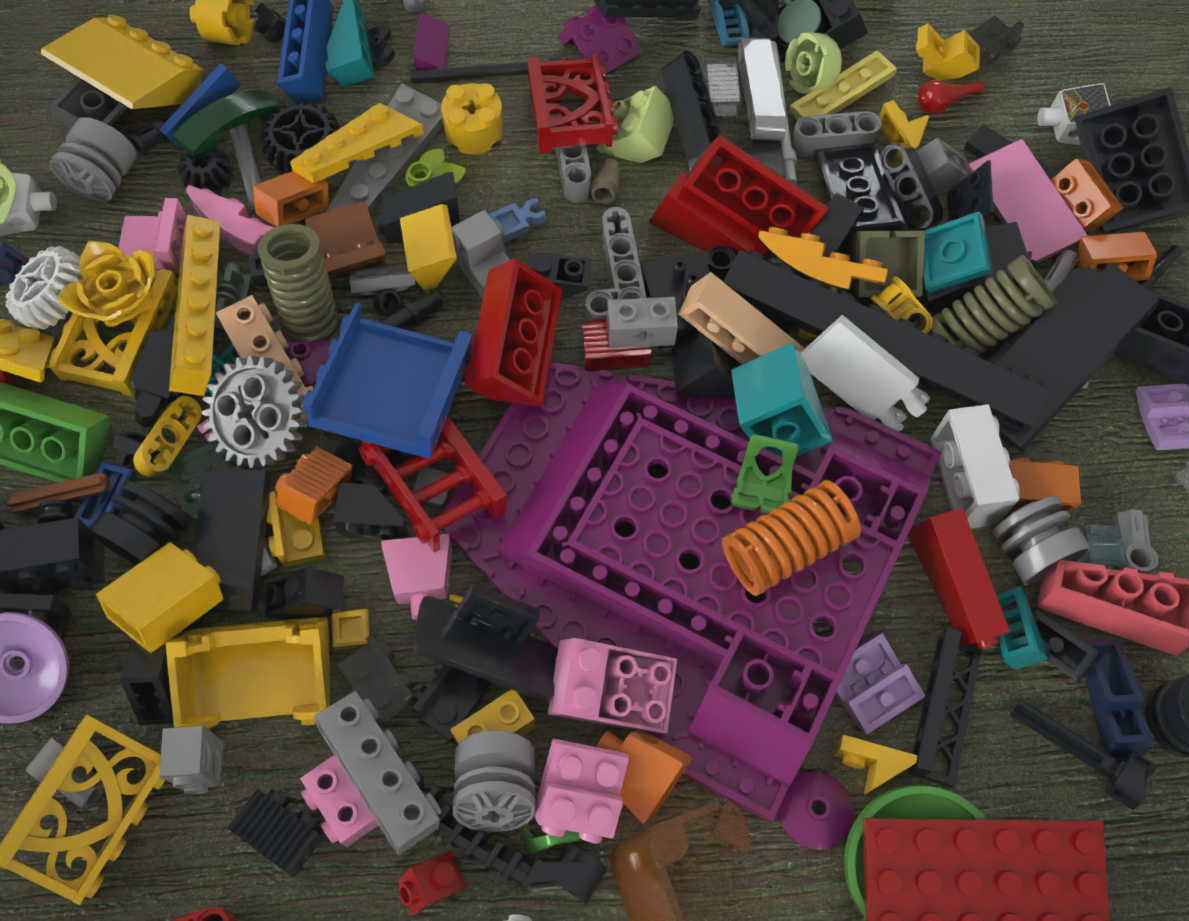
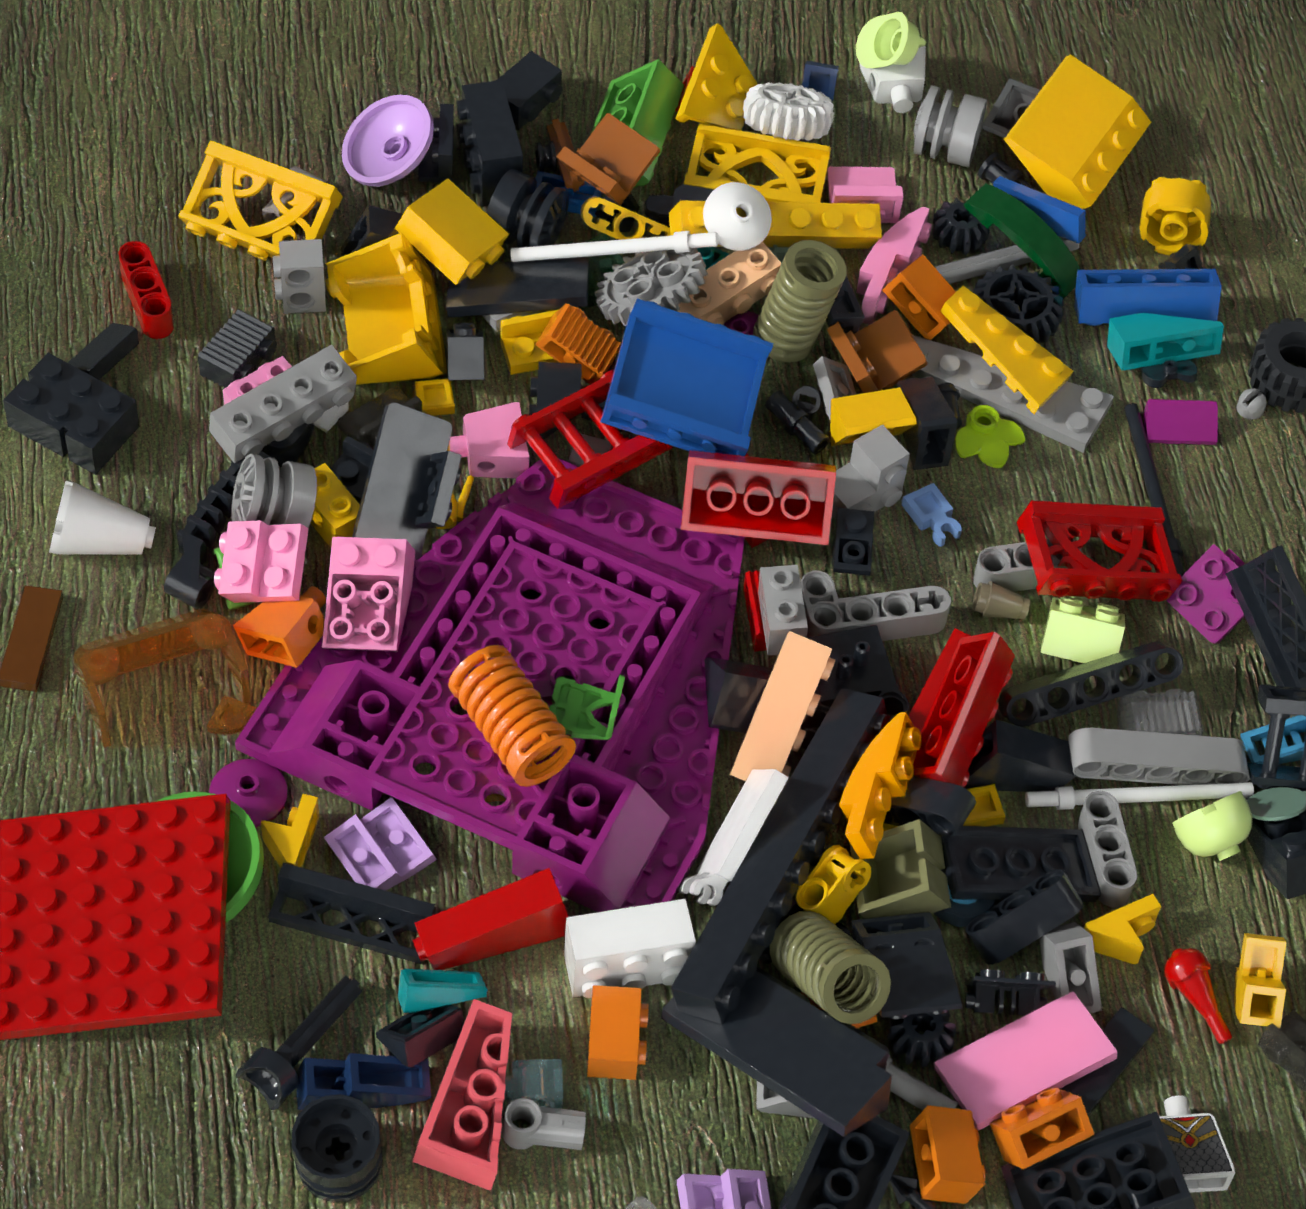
camera: 85 degrees right, 10 degrees down
(92, 434) = (611, 158): none -> dark orange bracket
(111, 284) = (784, 157): yellow brick -> none
(198, 321) = (735, 231): none -> white dish
(221, 373) = (680, 242): none -> white bar
(430, 883) = (188, 469): red bracket -> none
(472, 117) = (1068, 462): yellow brick -> none
(780, 400) = (684, 735): teal slope -> none
(848, 87) = (1186, 869): light yellow plate -> none
(956, 253) = (908, 929): teal tile -> none
(1038, 534) = (545, 1008): light grey wheel -> none

